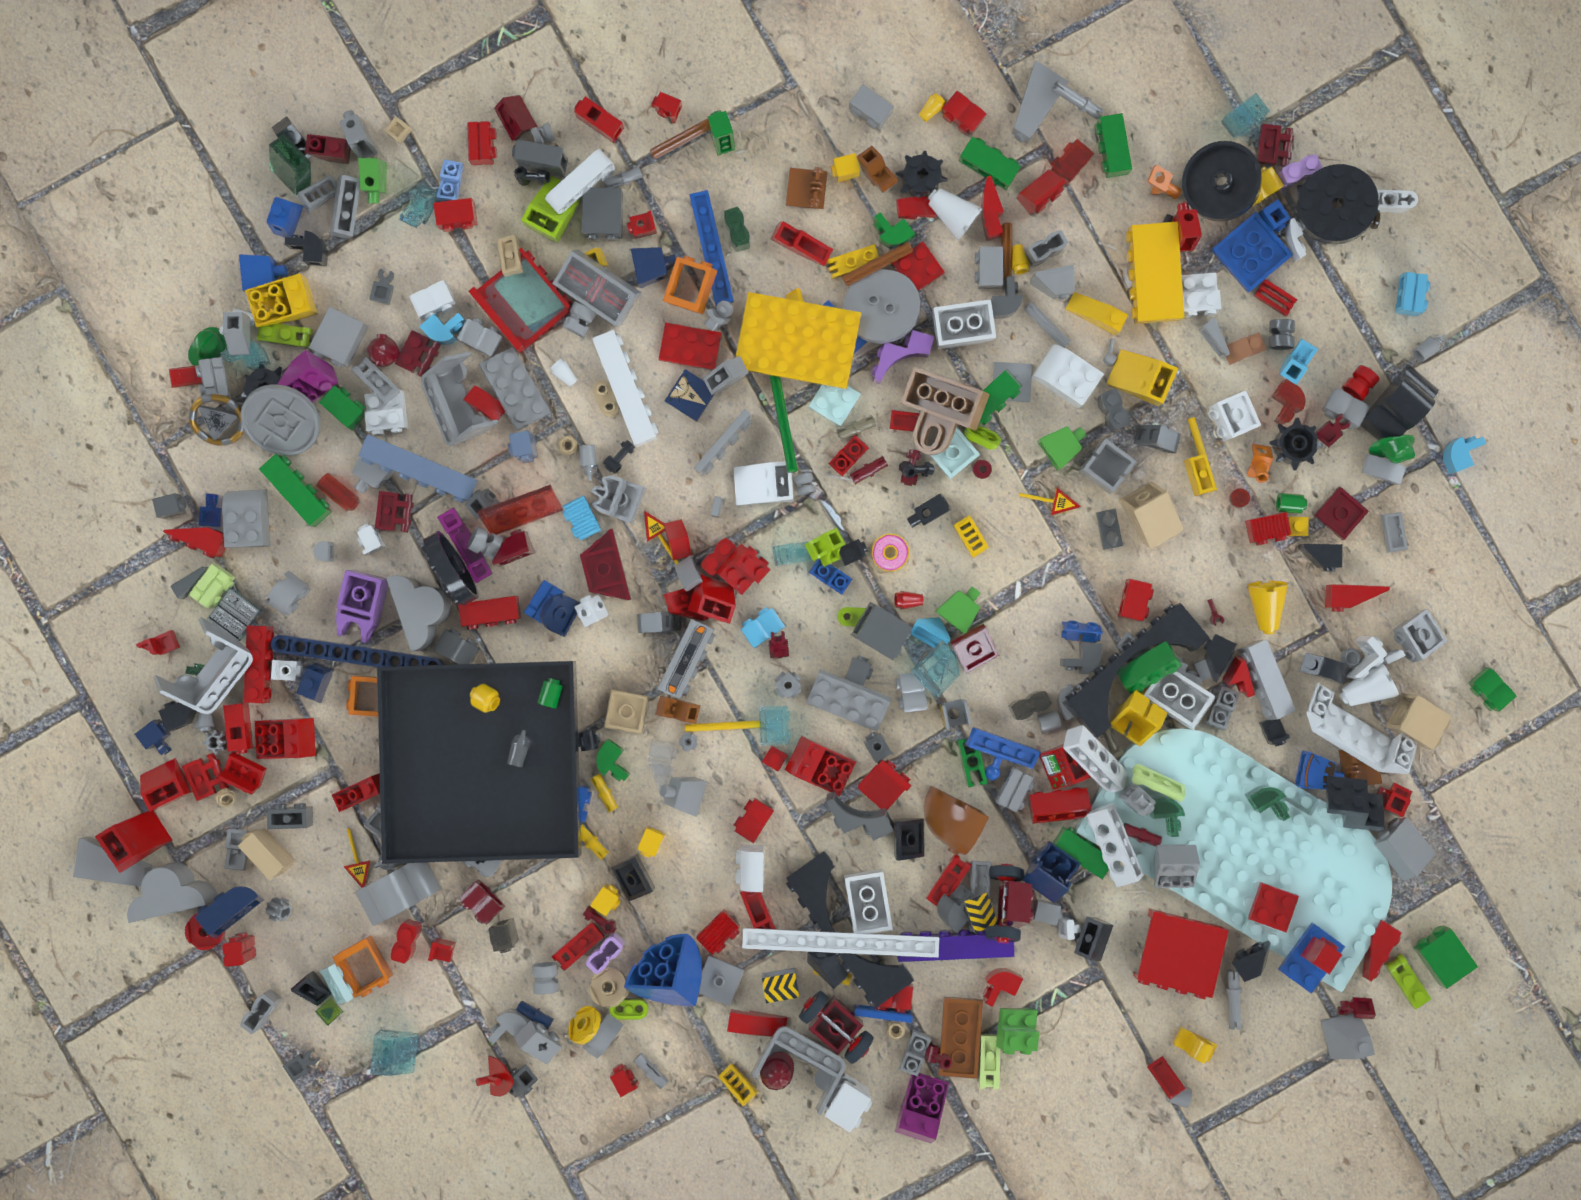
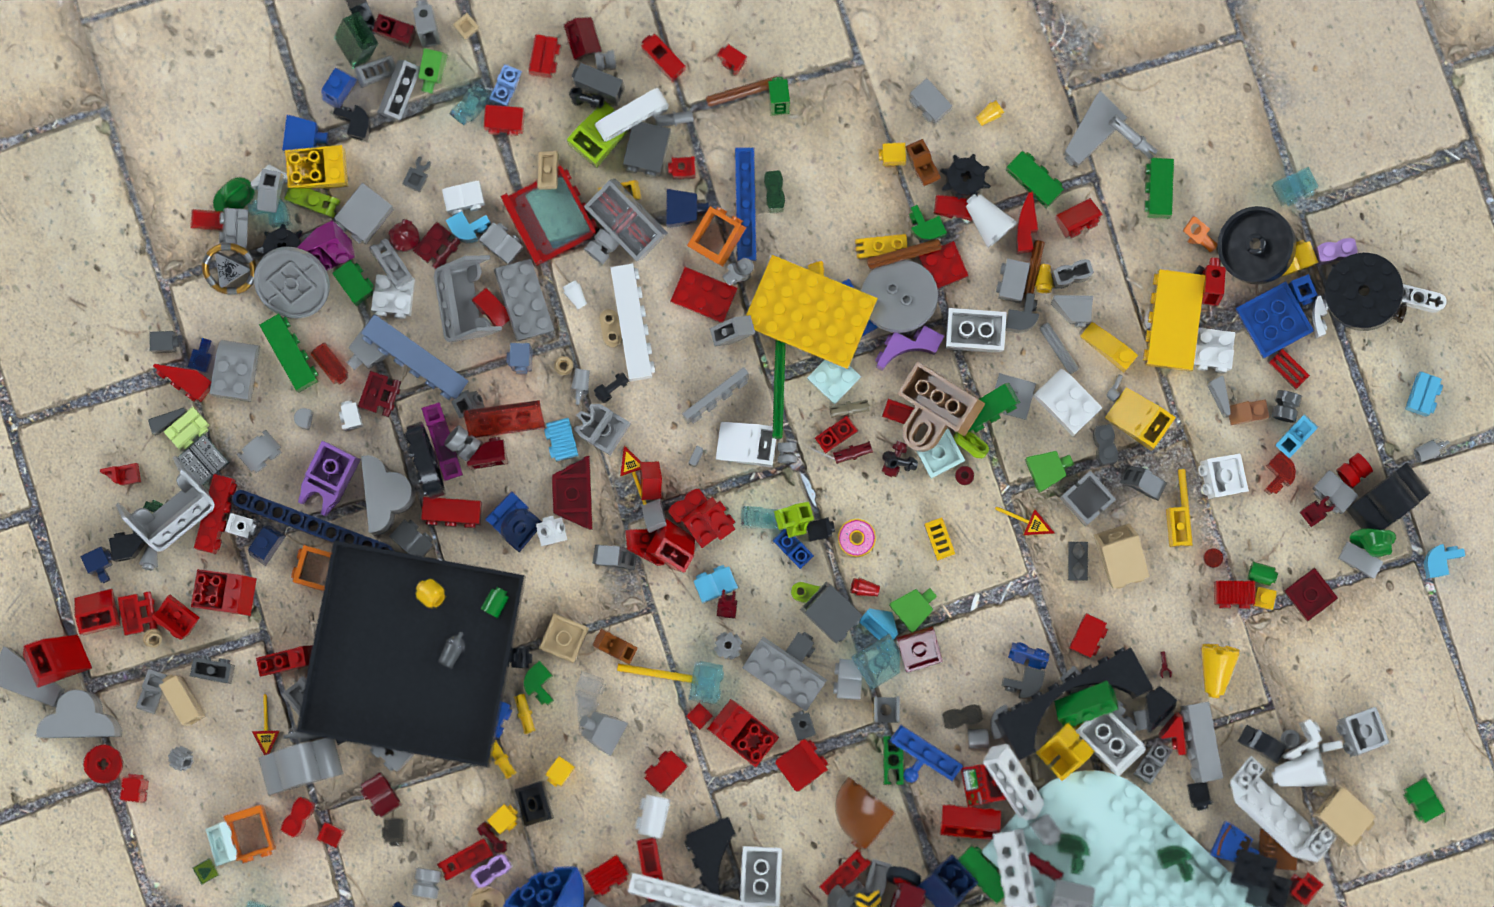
camera: 15 degrees right, 5 degrees down
(210, 741) = (162, 582): light grey gear -> none
(227, 909) = (134, 746): dark blue brick -> none
(238, 727) = (181, 572): red brick -> none
(260, 1011) = (144, 851): light grey brick -> none
(312, 989) = (195, 845): black slope -> none
(686, 658) = (634, 598): light grey slope -> none
(689, 395) = (693, 342): dark blue tile -> none
(693, 741) = (622, 684): light grey plate -> none
(801, 243) = (834, 218): red slope -> none
(806, 188) = (851, 165): dark orange hinge -> none
(875, 823) = (785, 800): dark grey arch -> none
(908, 838) = (815, 823): black slope -> none
(937, 505) = (912, 503): black torso -> none
(963, 113) = (1019, 126): red brick -> none
(1014, 789) = (929, 797): light grey brick -> none
(1072, 161) = (1115, 195): clear red brick -> none
(1158, 782) = (1071, 818): yellowish green plate -> none
(1260, 463) = (1240, 527): orange bracket -> none
(1268, 145) = (1313, 218): dark red plate -> none
(1305, 447) = (1287, 522): black brick -> none
(1323, 555) = (1283, 631): black slope -> none
(1348, 596) = (1296, 676): red slope -> none
(1394, 532) = (1358, 624): light grey plate -> none

